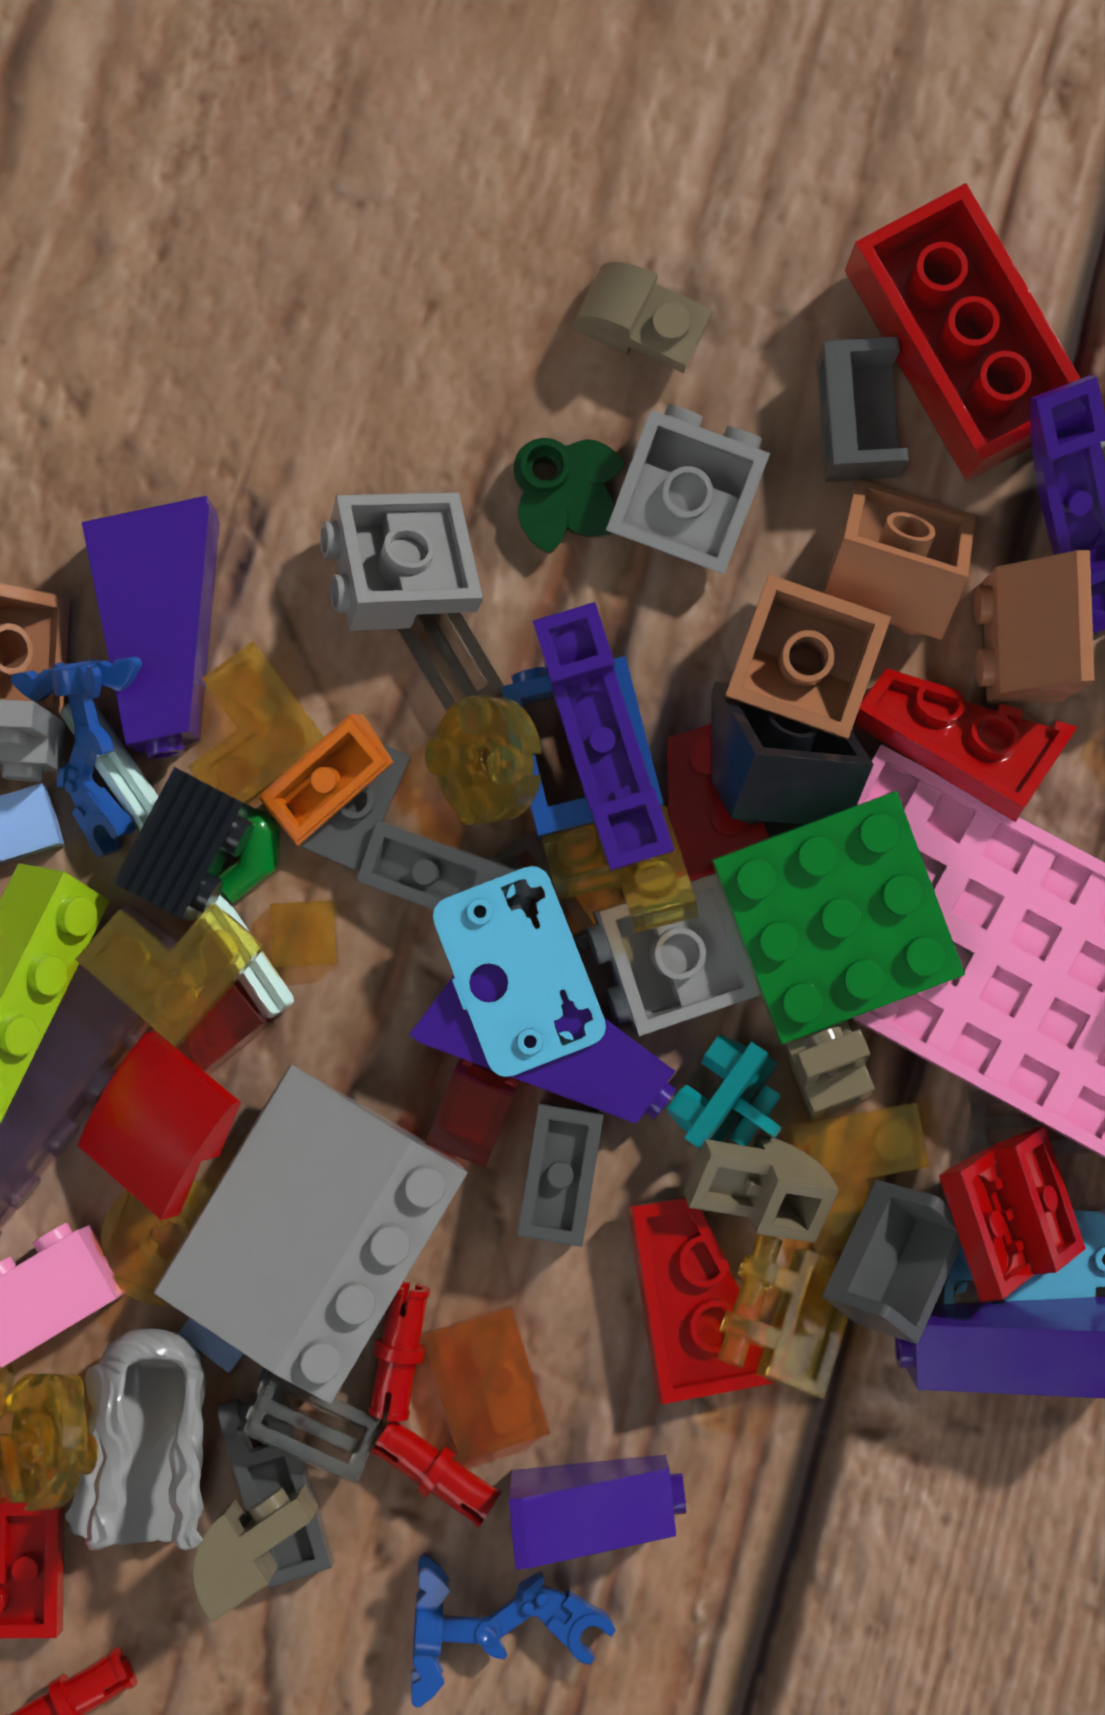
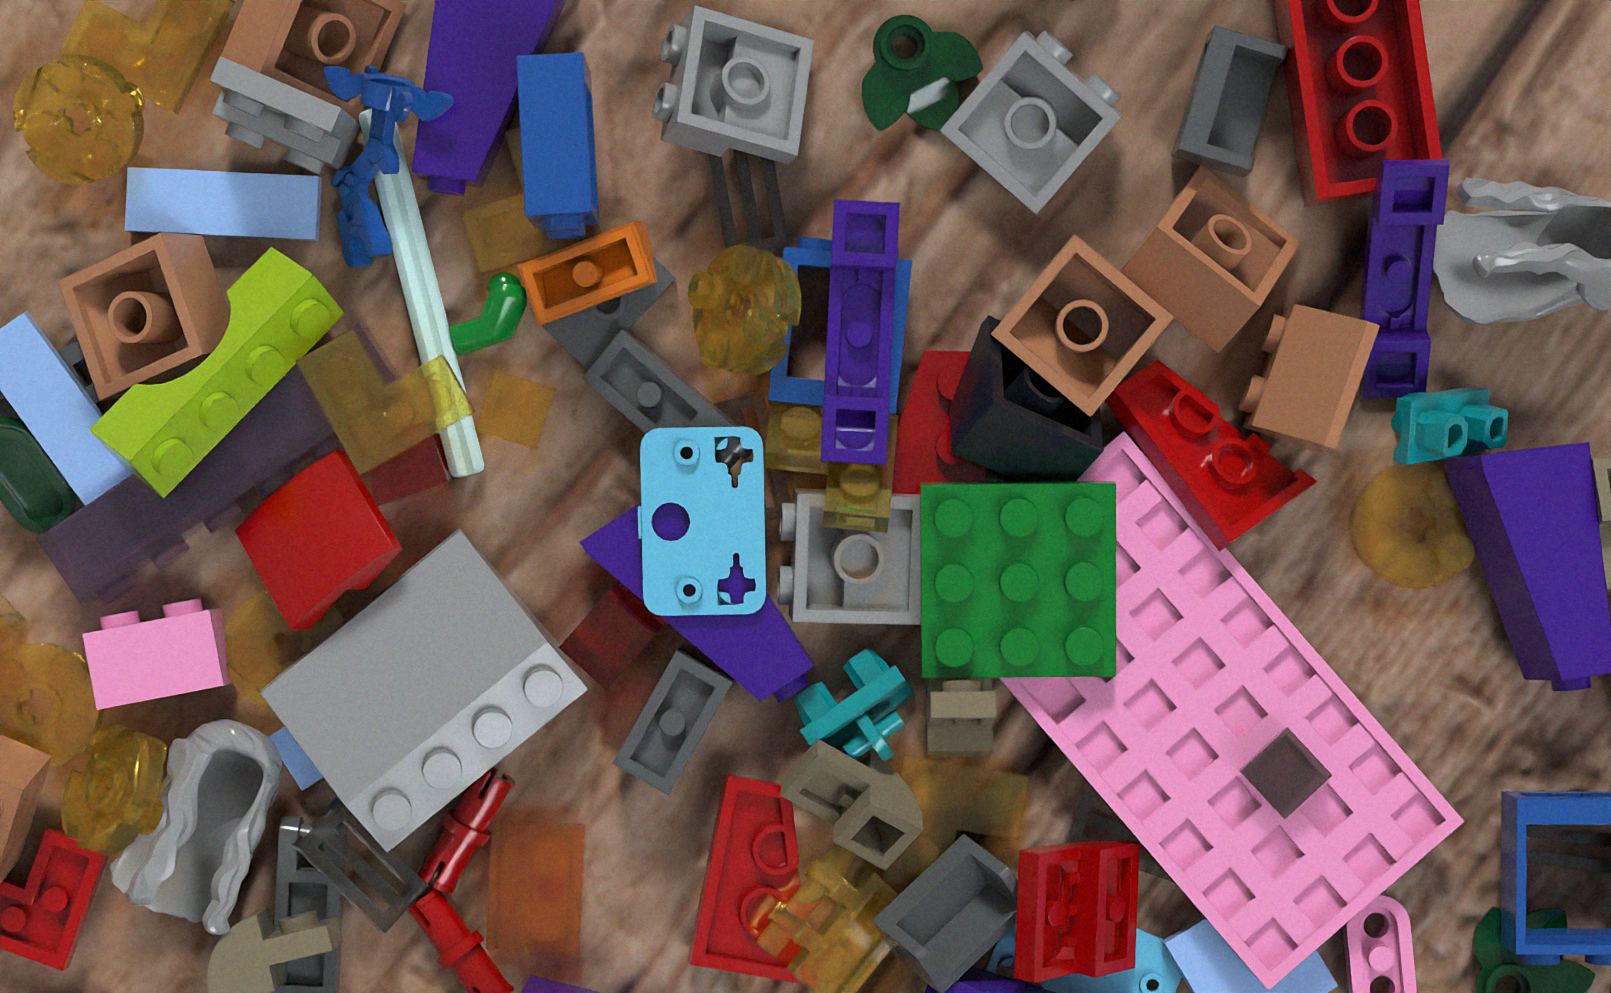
camera: 20 degrees right, 5 degrees up
(185, 846) = (434, 290): black brick -> none
(252, 663) = (558, 143): none -> blue window

